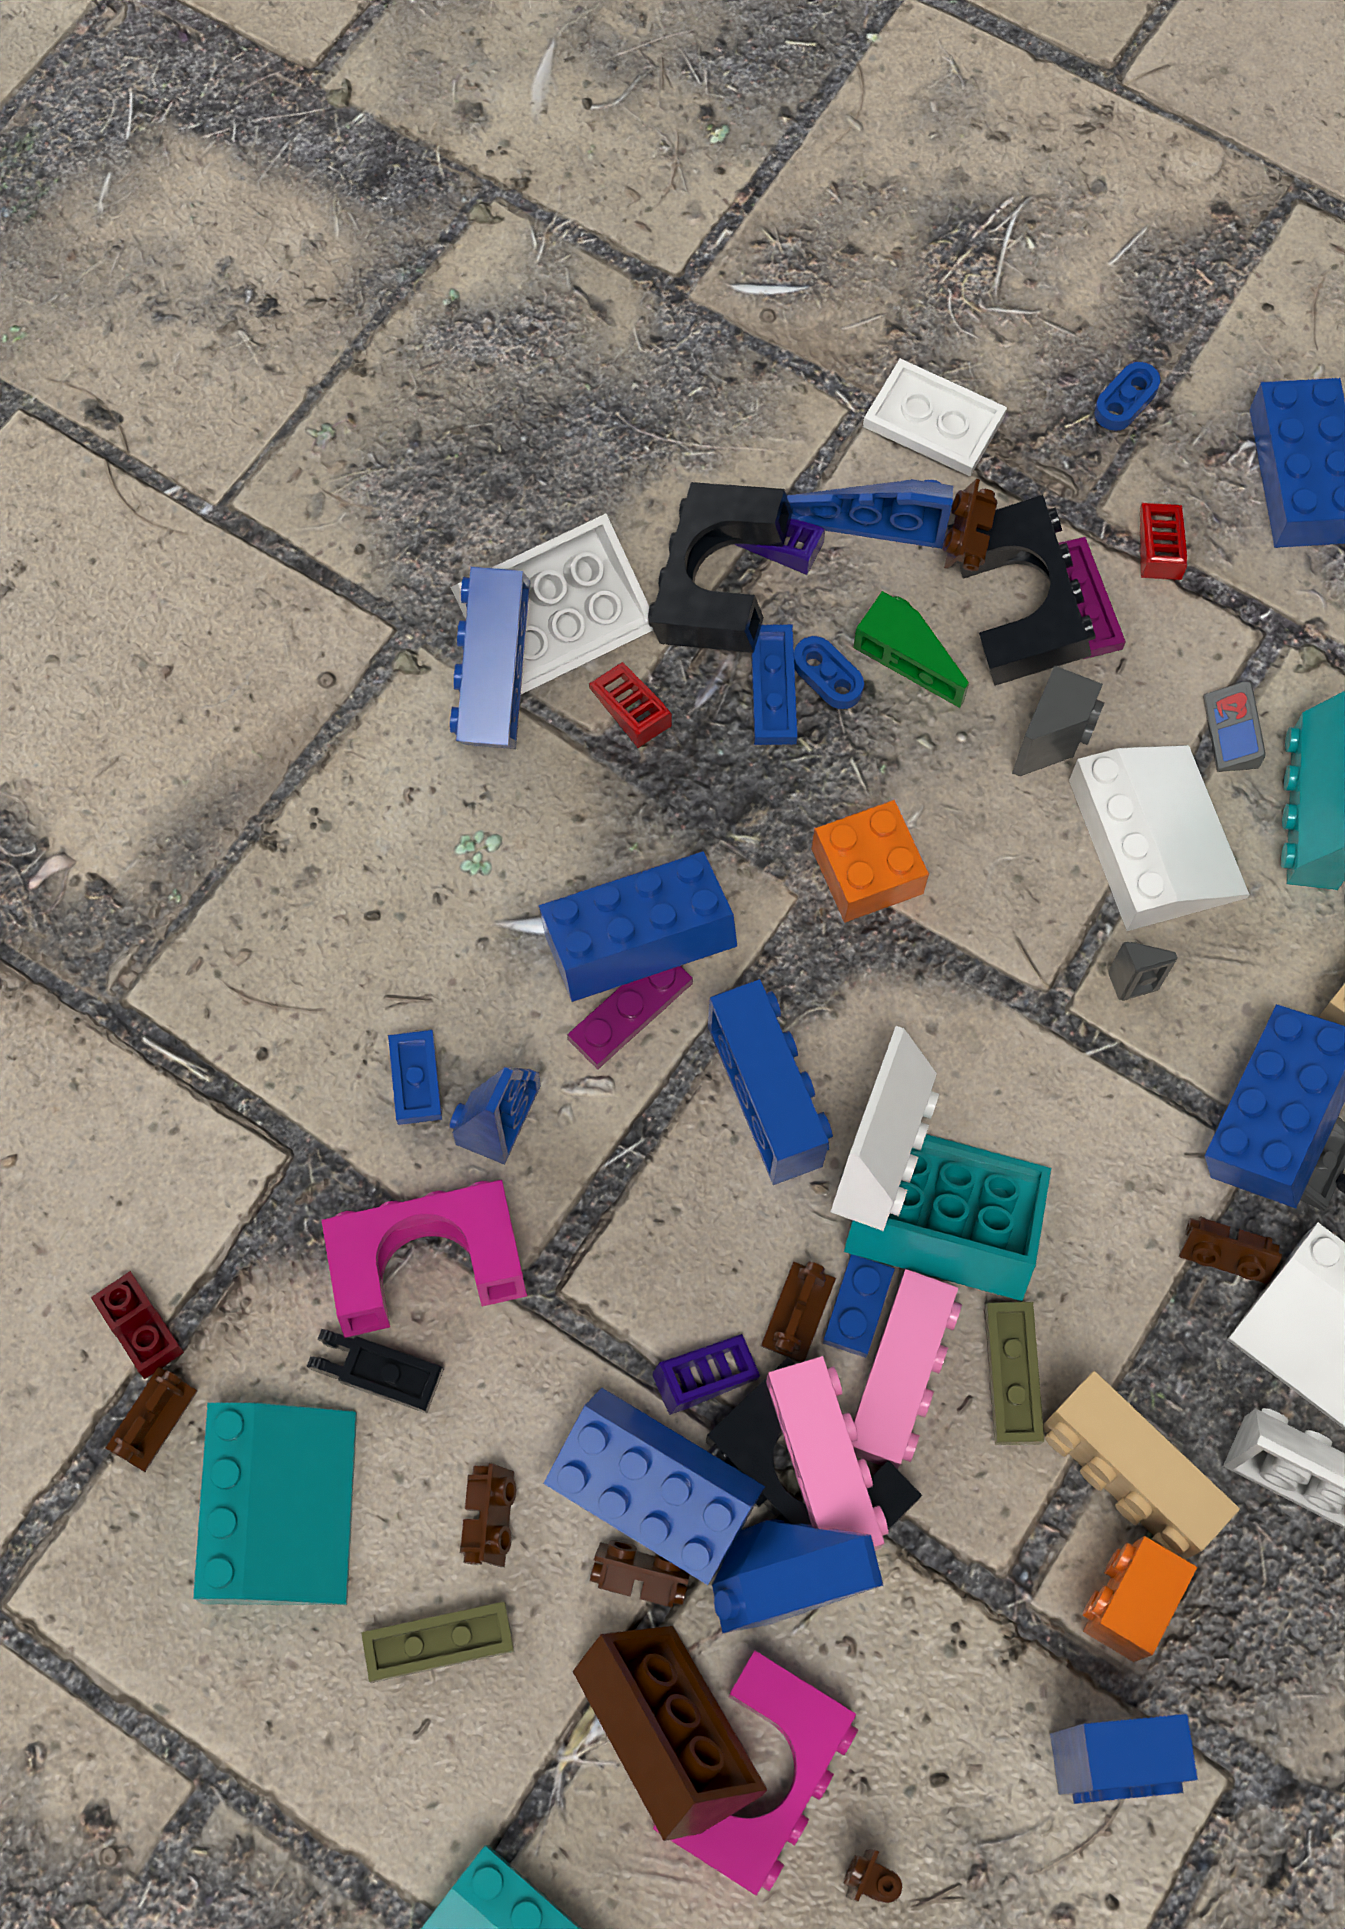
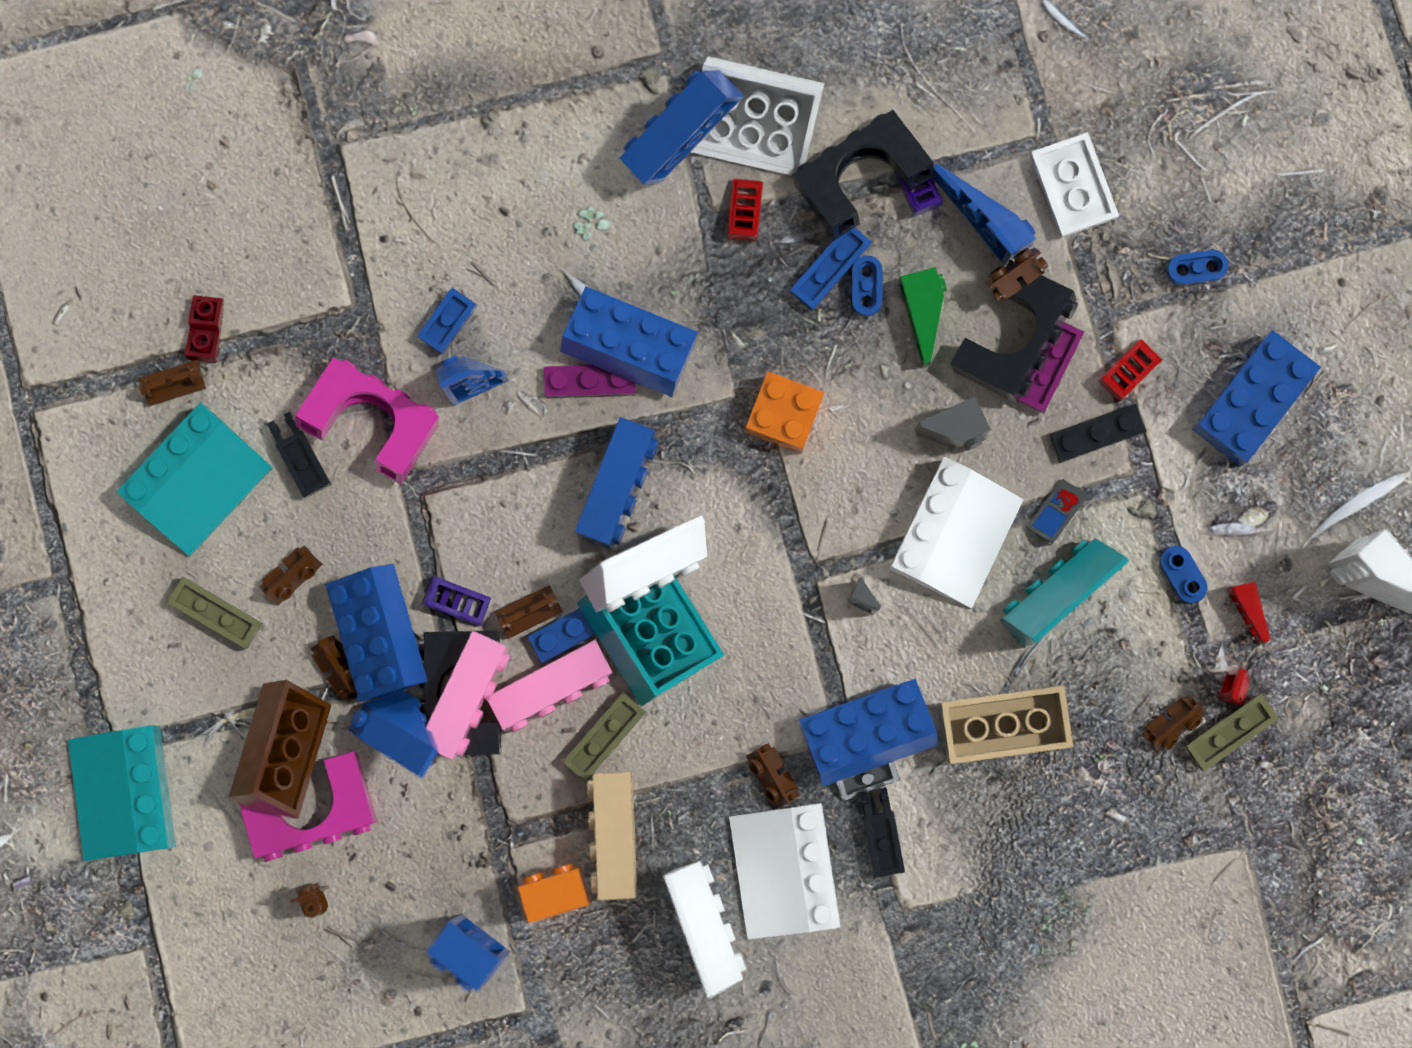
camera: 45 degrees right, 15 degrees up
(1192, 623) = (1097, 433): none -> black plate

